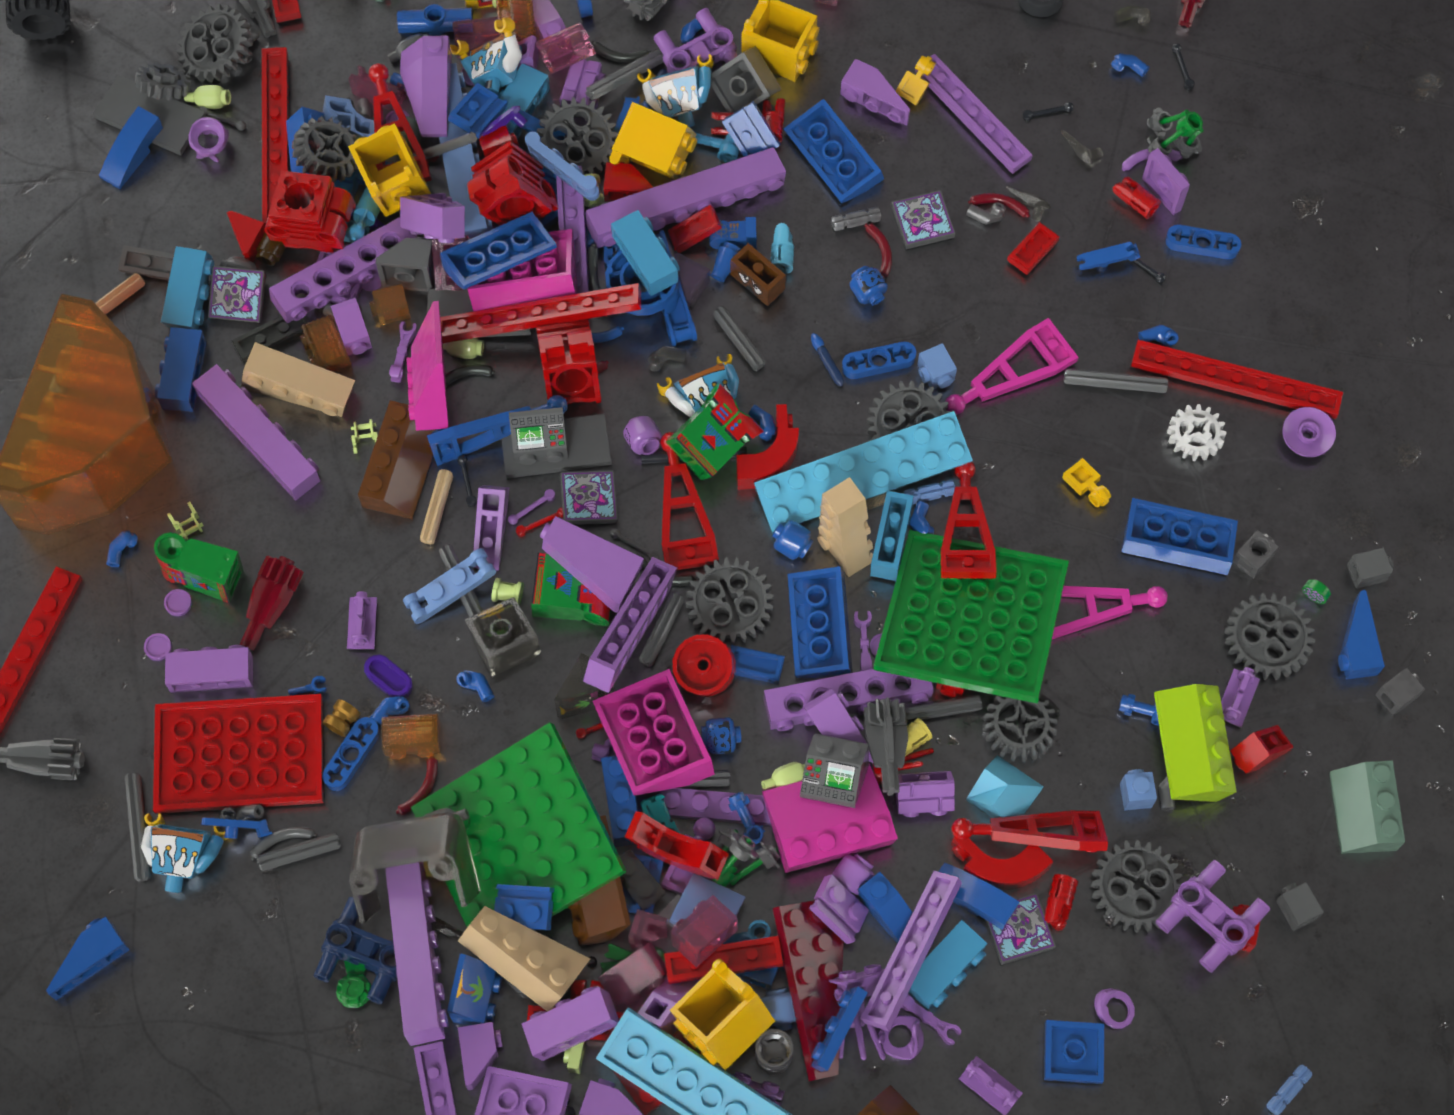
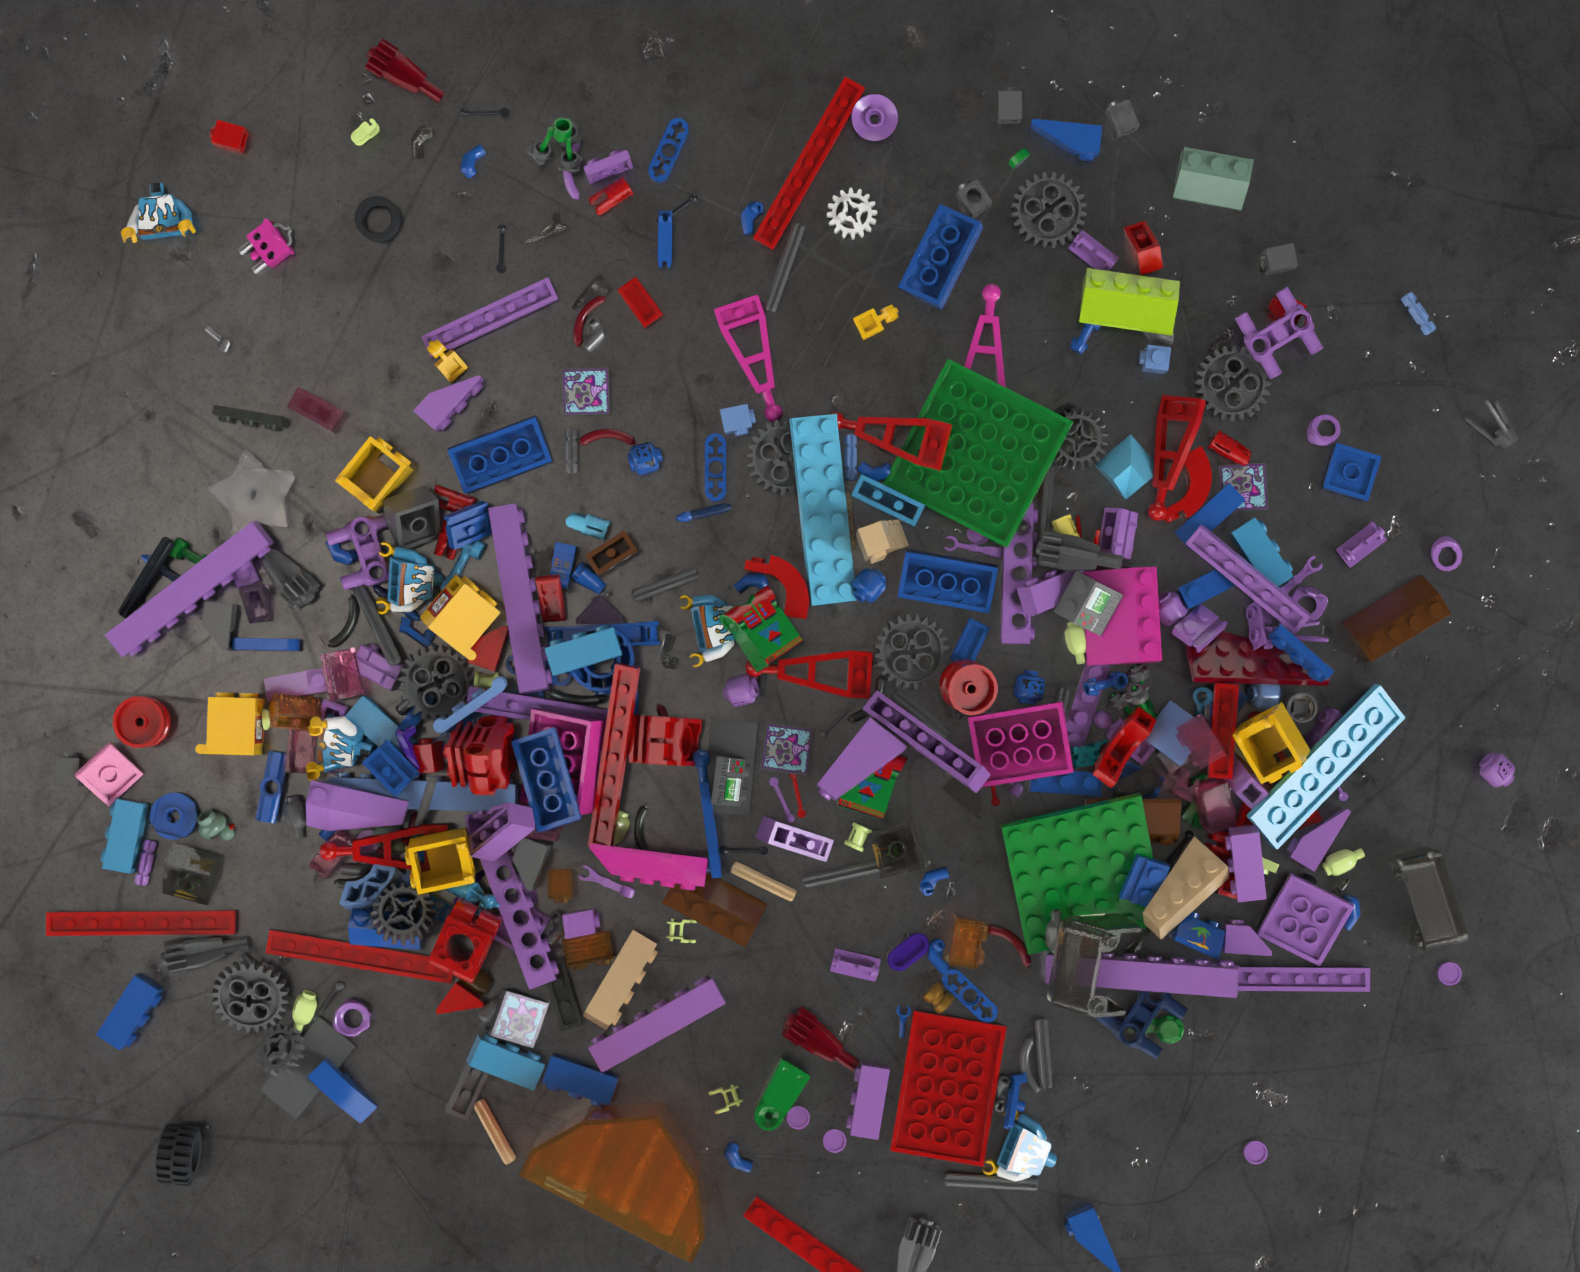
camera: 75 degrees left, 20 degrees up
(450, 586) = (843, 884): medium blue plate -> none

